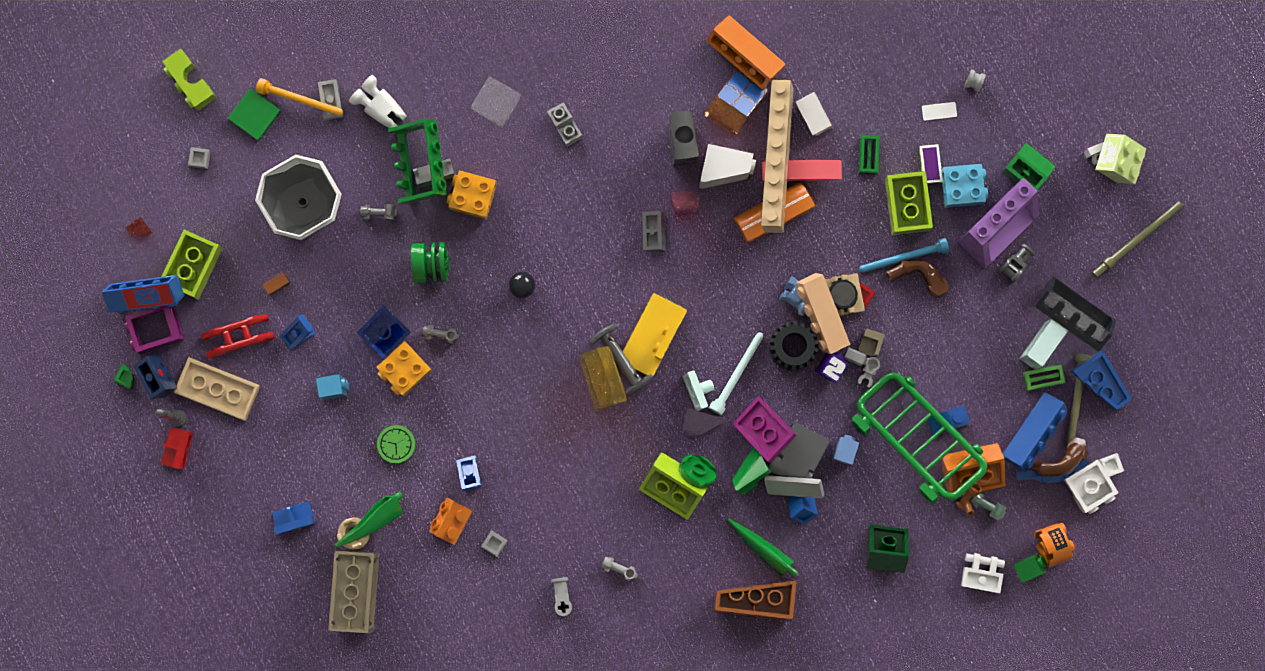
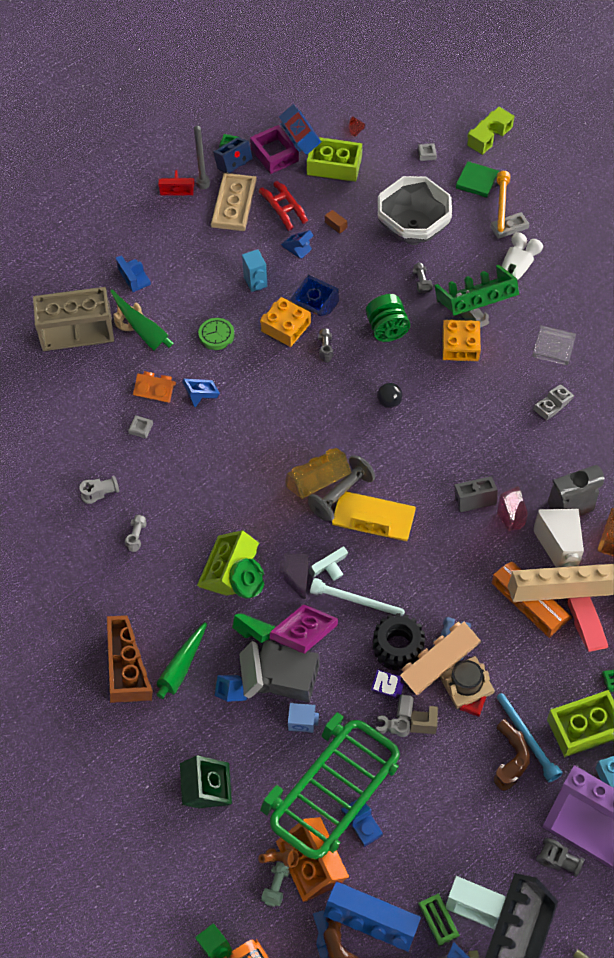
camera: 80 degrees right, 25 degrees down
(982, 579) = (191, 895): white plate -> none

